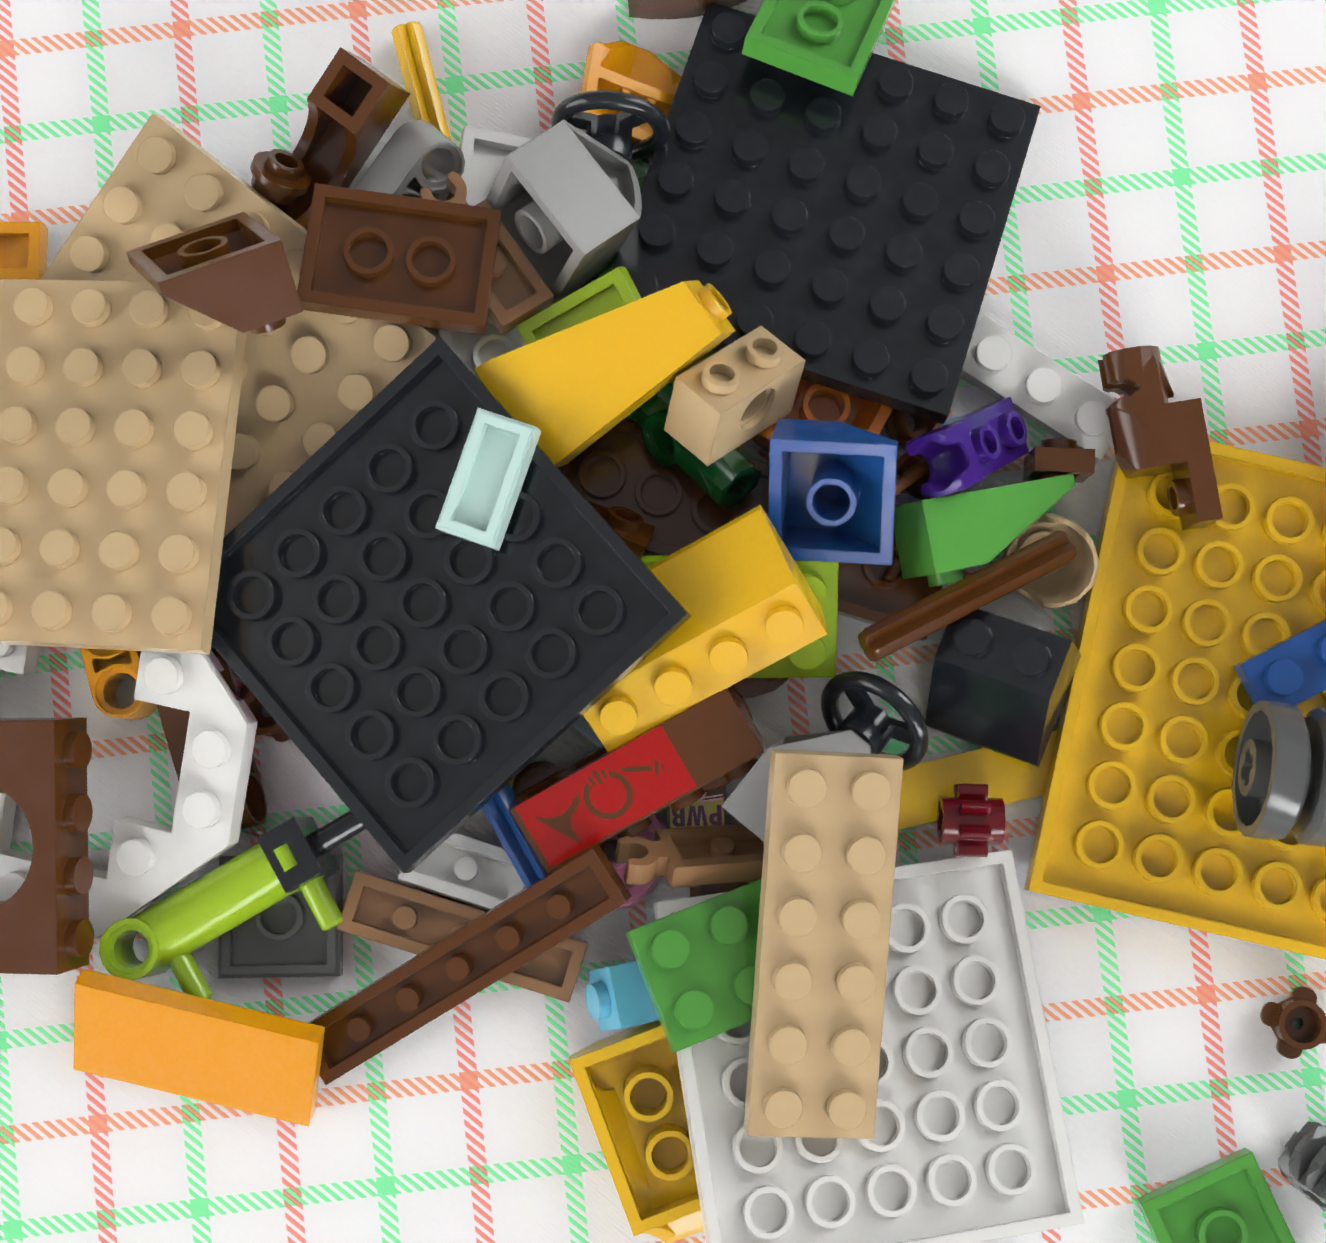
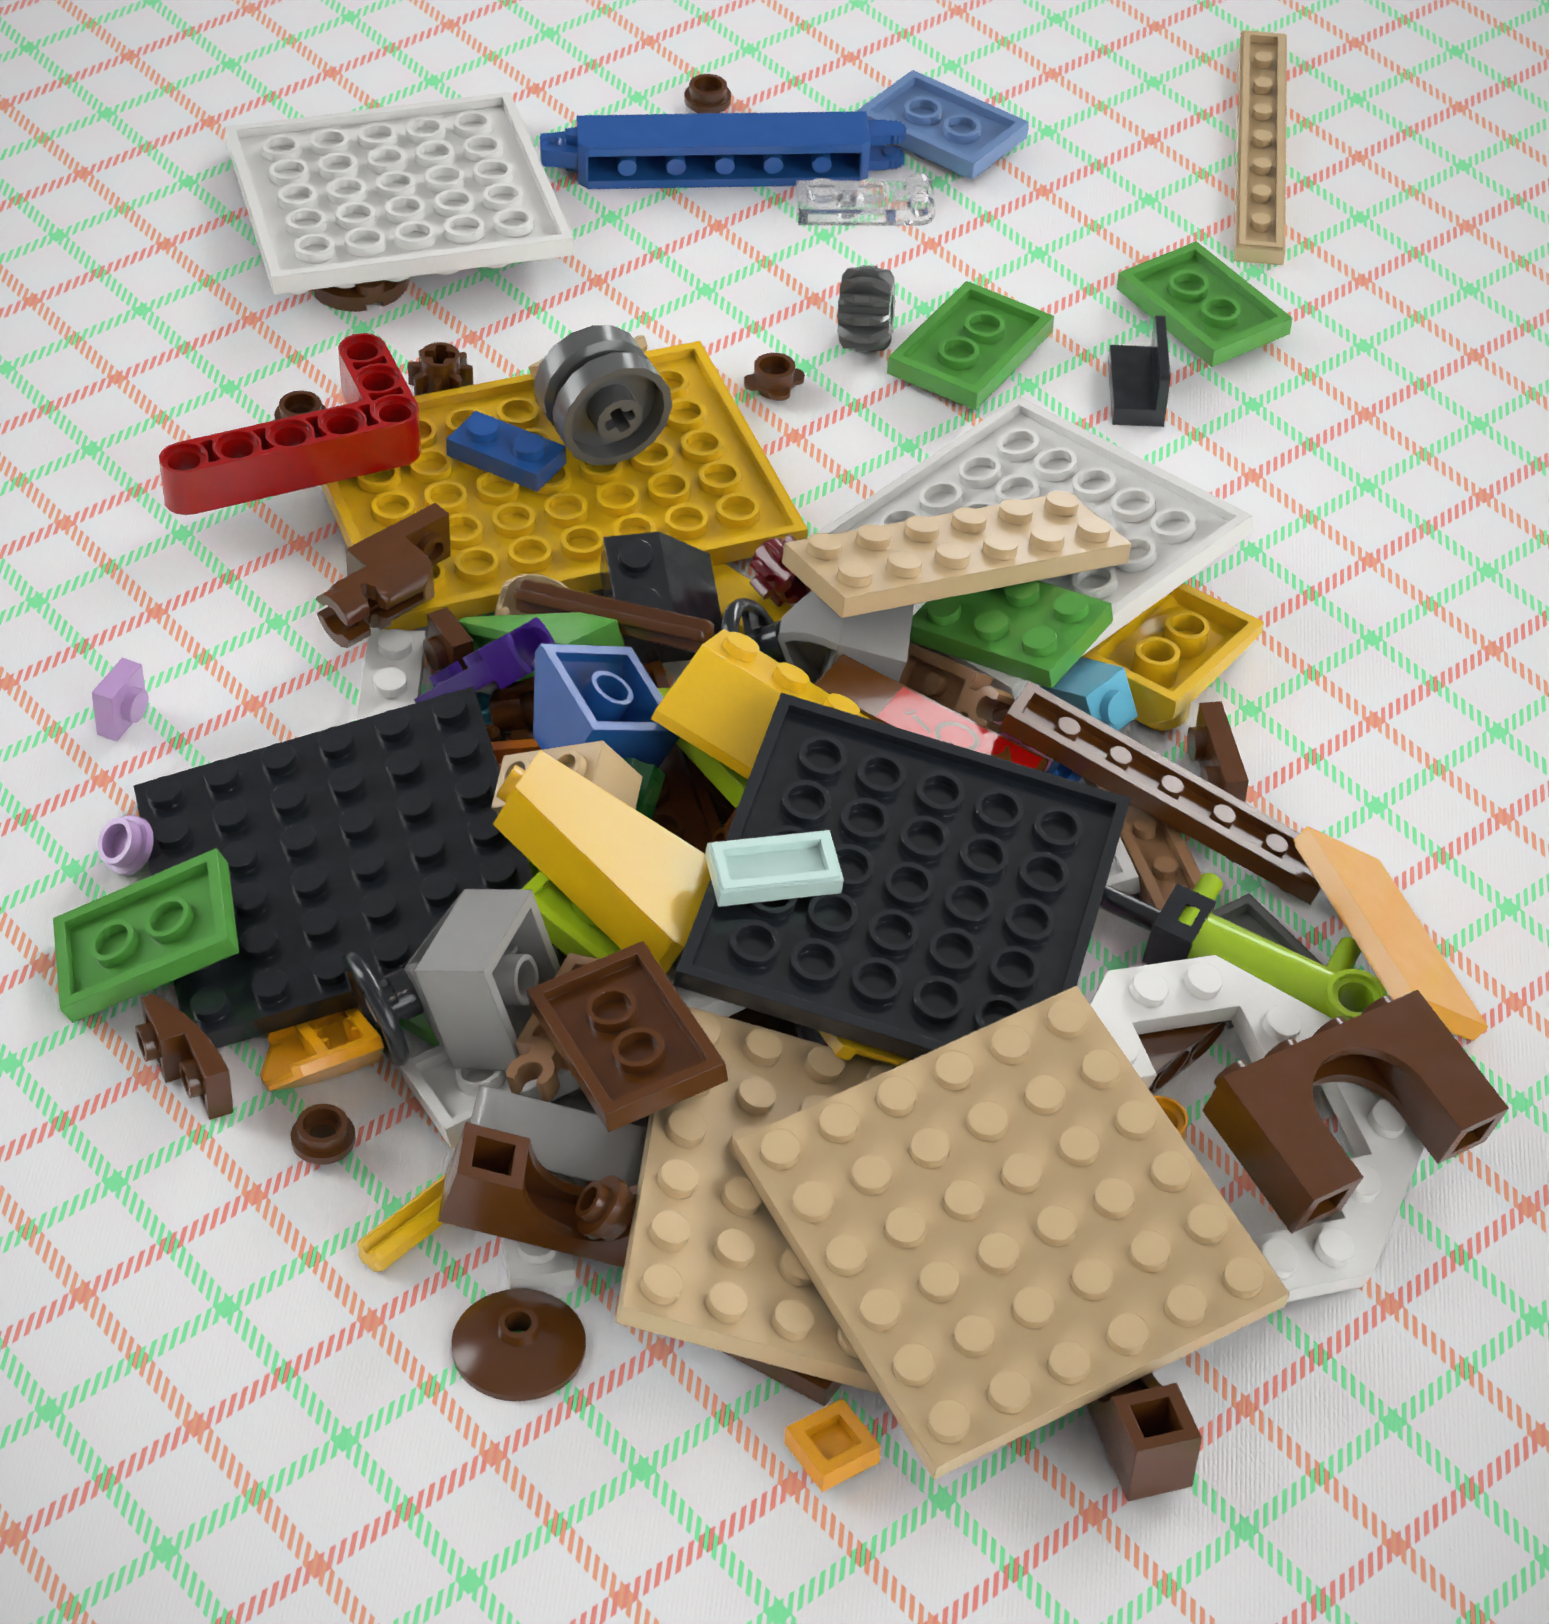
camera: 125 degrees left, 40 degrees down
(225, 271) = (738, 1122): reddish brown slope -> none
(266, 123) = (523, 1363): none -> reddish brown dish
(522, 1073) = (1216, 750): none -> reddish brown plate
(543, 43) = (322, 1134): none -> reddish brown plate
(967, 63) = (126, 844): none -> lavender plate
(1155, 144) = (120, 699): none -> lavender plate

